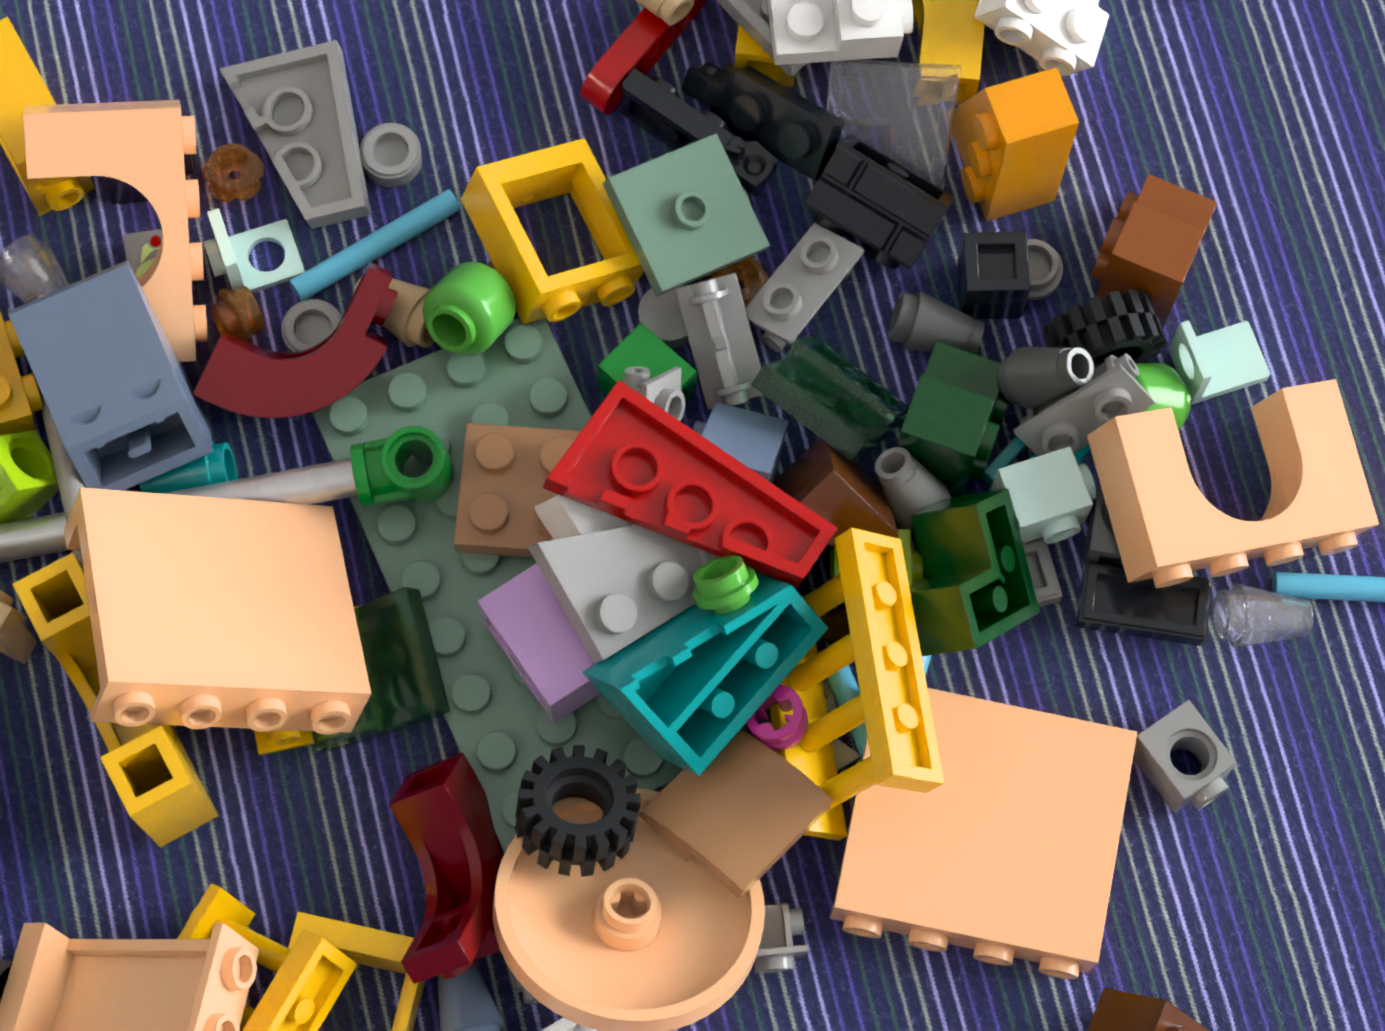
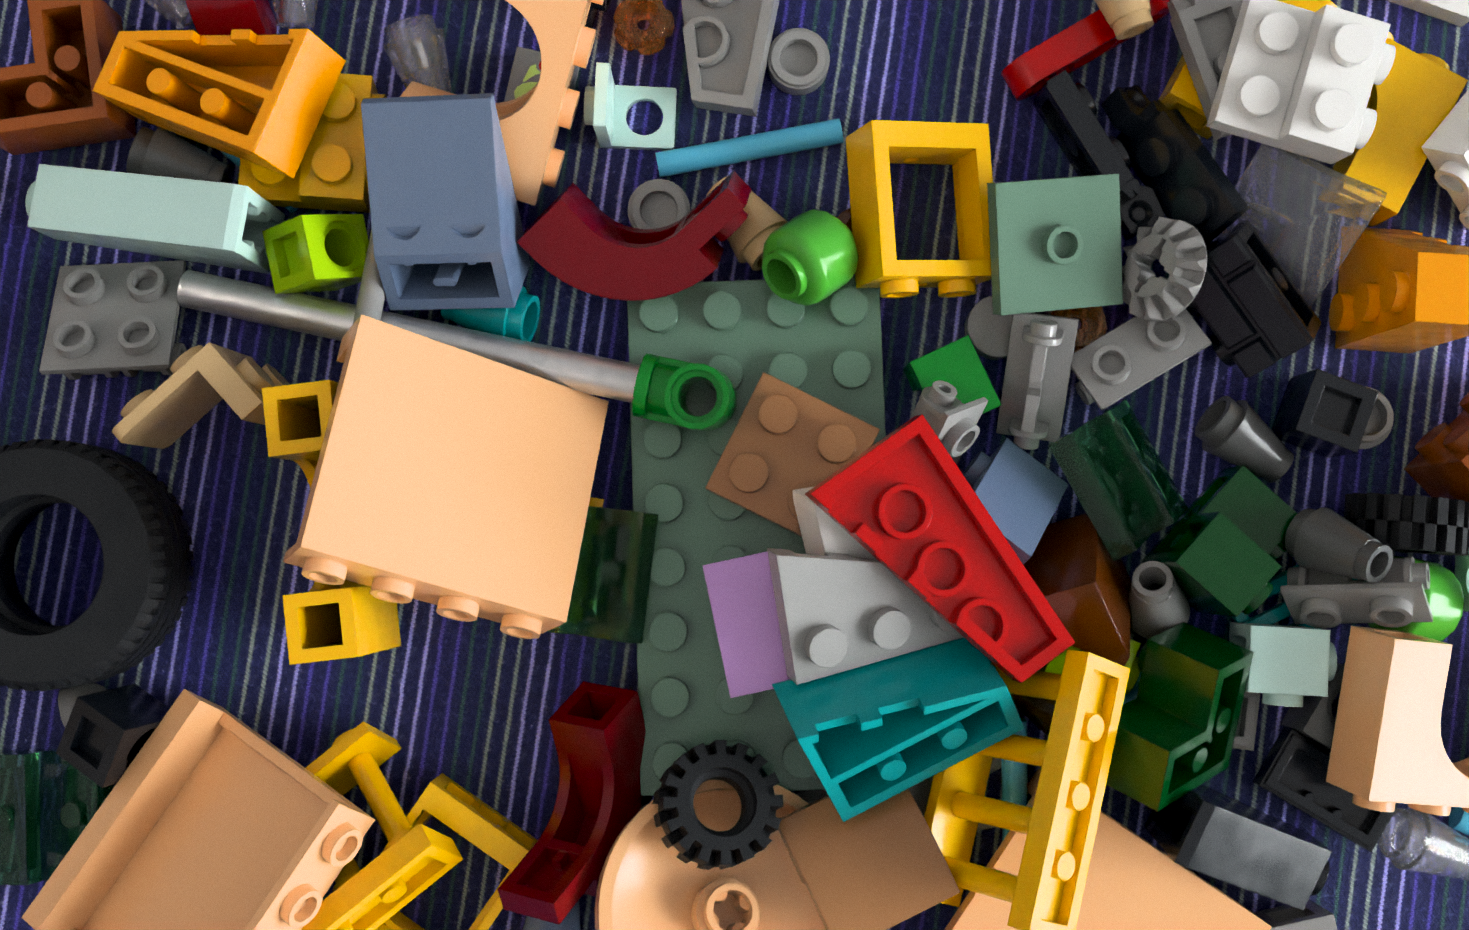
camera: 25 degrees right, 15 degrees up
(238, 313) = (593, 169): clear orange plate -> none
(724, 584) = (942, 658): bright green plate -> none
(790, 733) = (926, 800): dark pink bush -> none
(800, 179) = (1184, 257): none -> light grey gear
(1081, 672) = (1241, 846): none -> black slope

